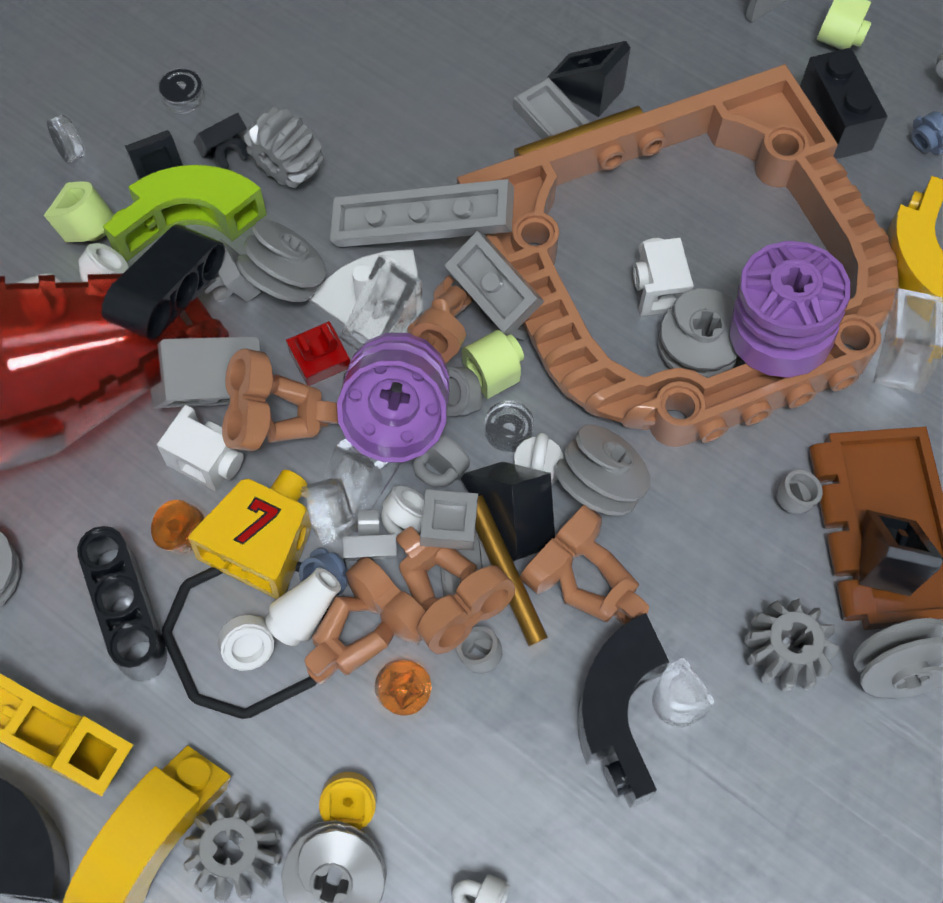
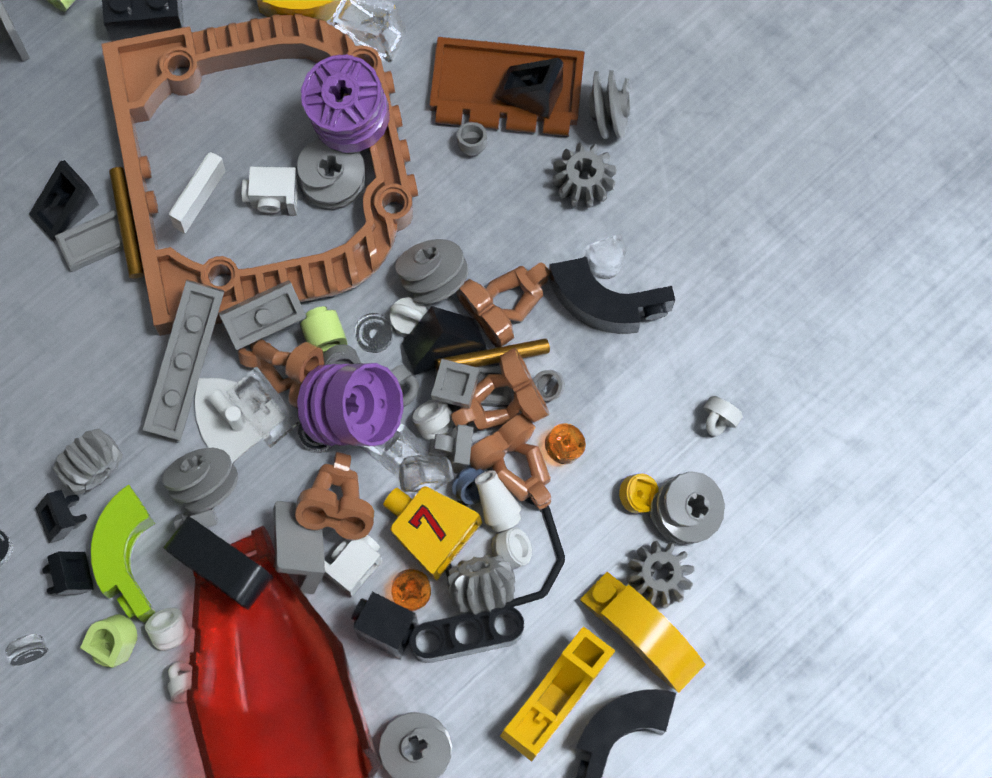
camera: 80 degrees left, 10 degrees up
(115, 490) = (384, 624): none -> black brick
(183, 603) = (481, 584): none -> light grey gear
(318, 353) = (280, 466): red tile -> none
(627, 180) = (197, 192): none -> white tile

